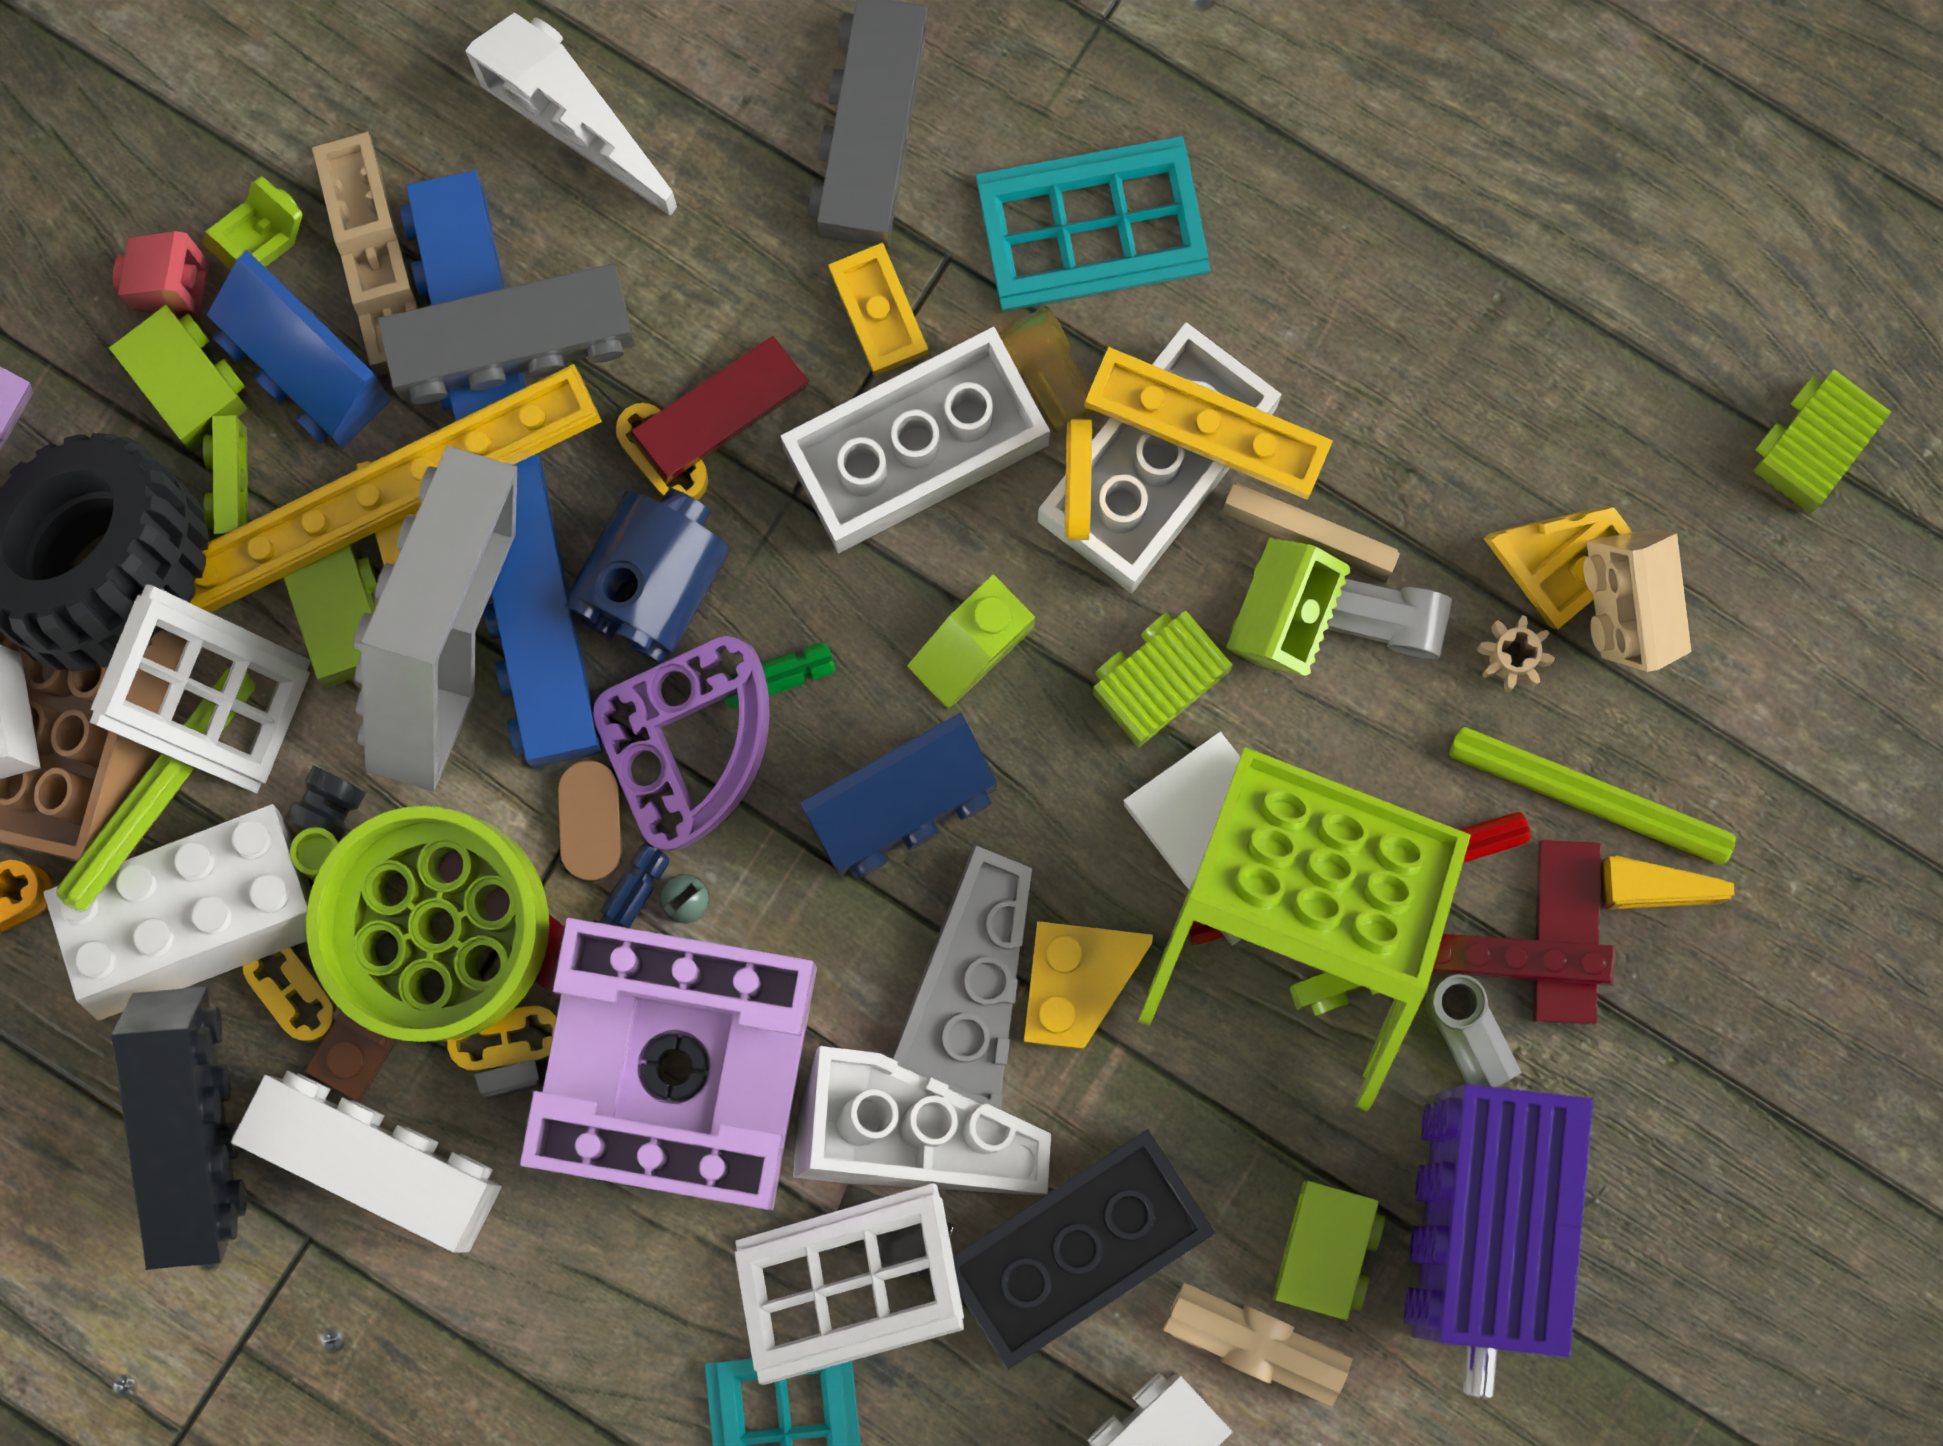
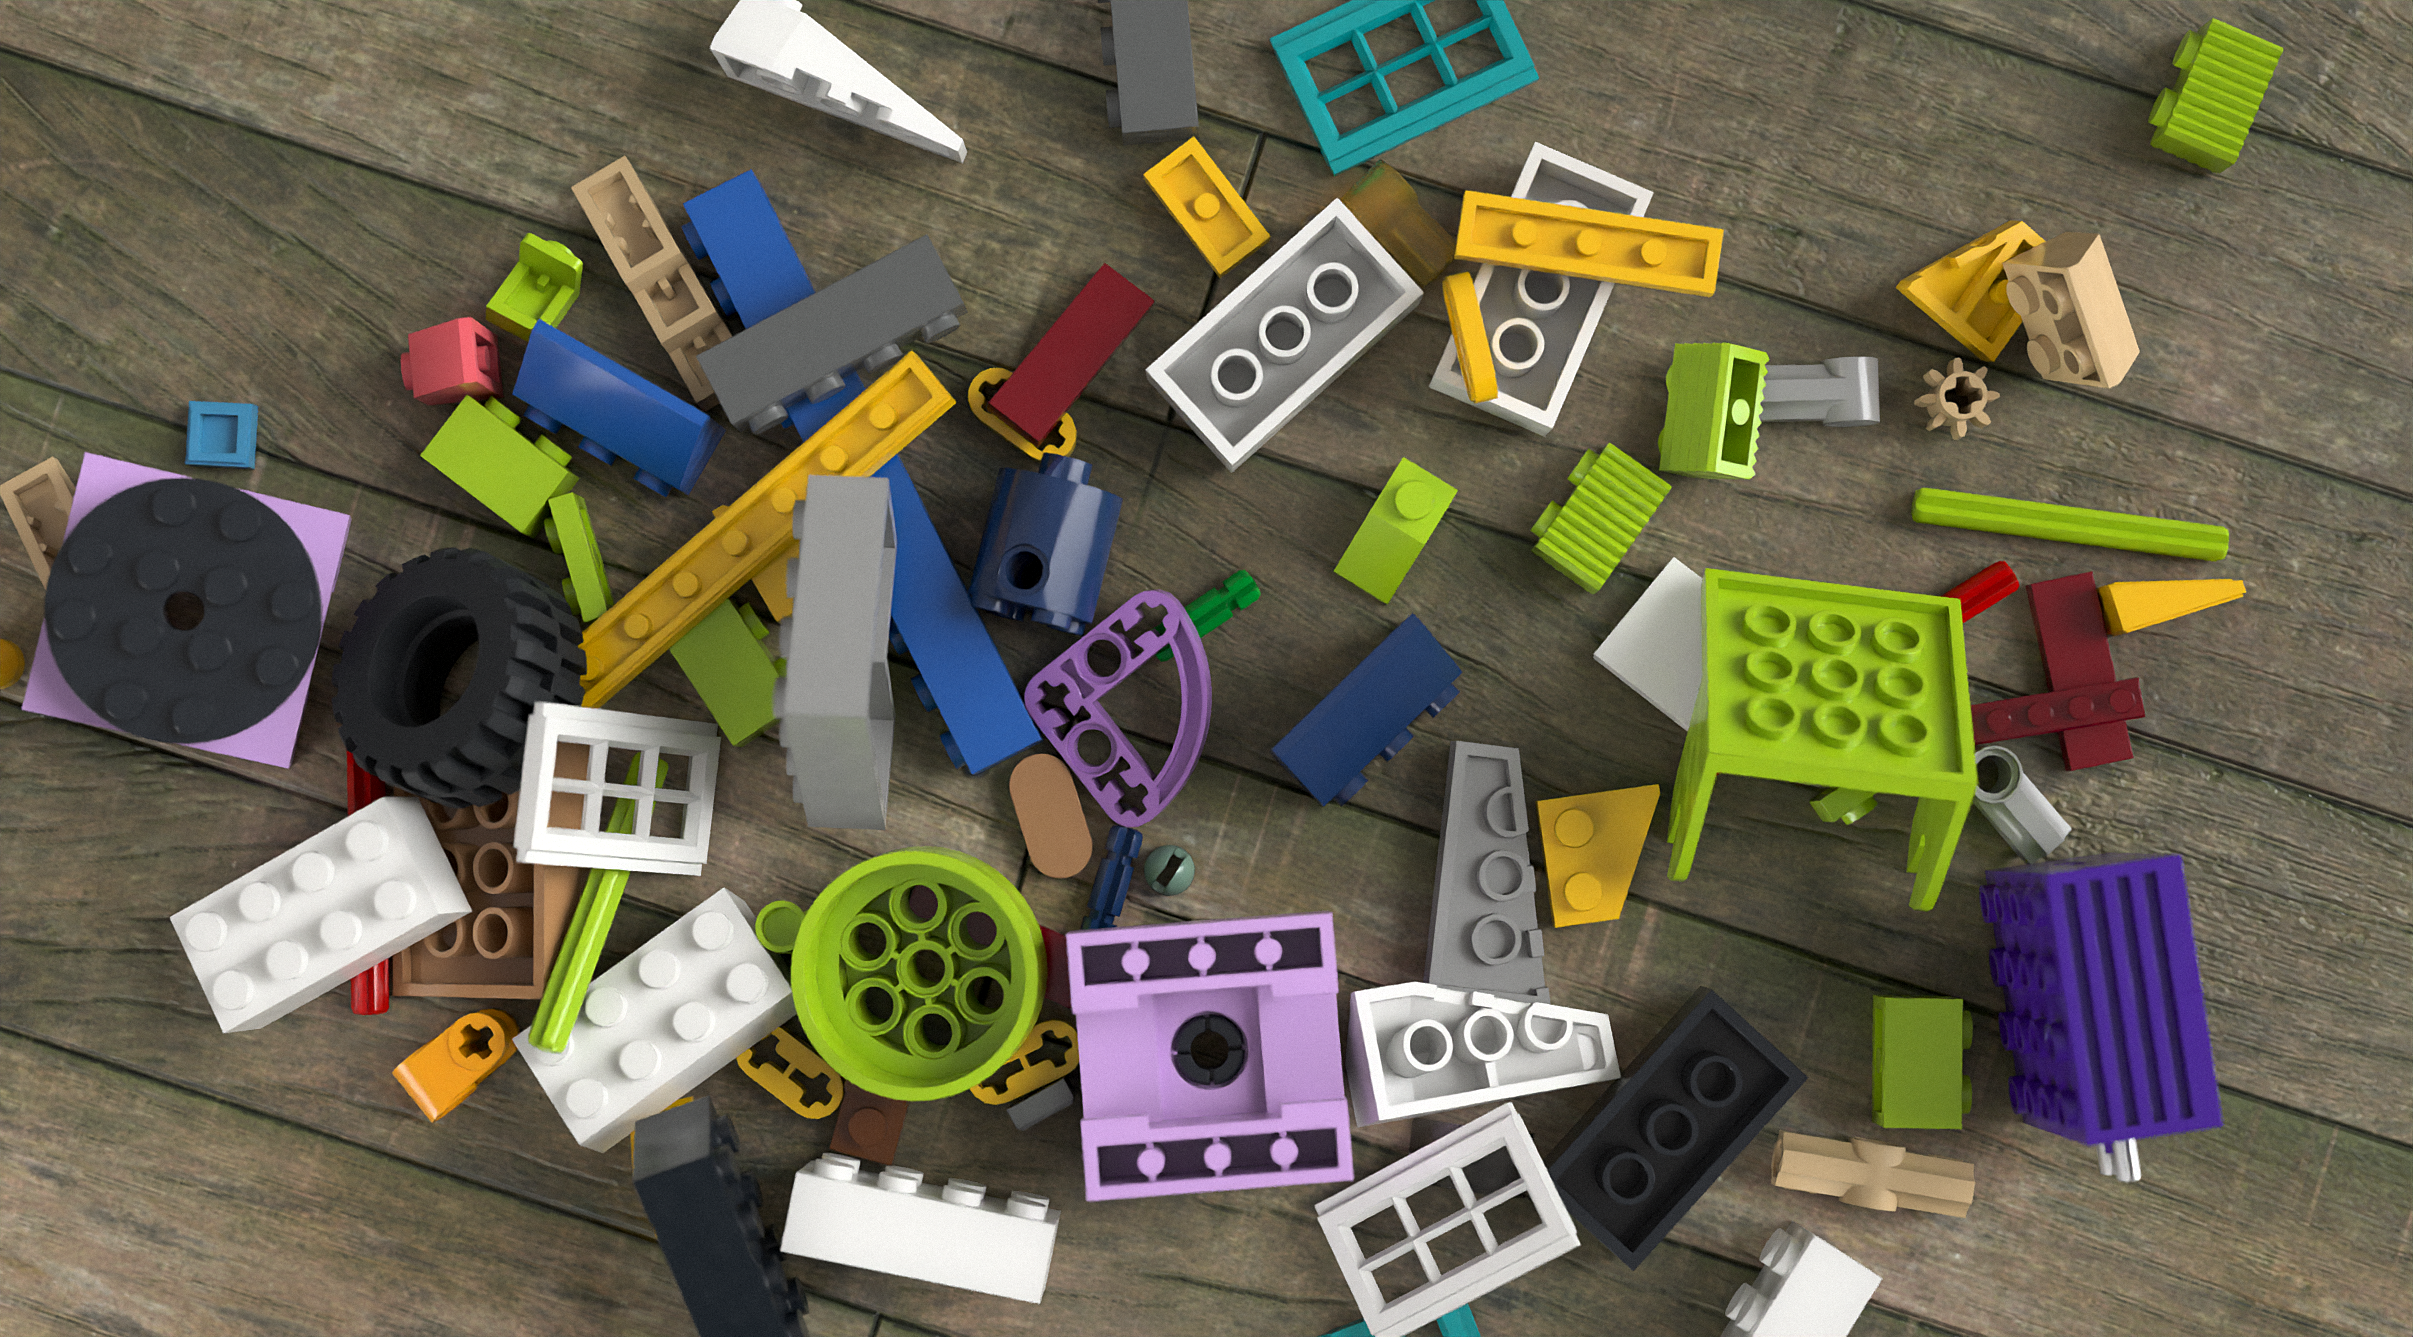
camera: 15 degrees left, 5 degrees up
(320, 787) = (764, 883): black wheel -> none
(1300, 526) = (1714, 326): tan tile -> none

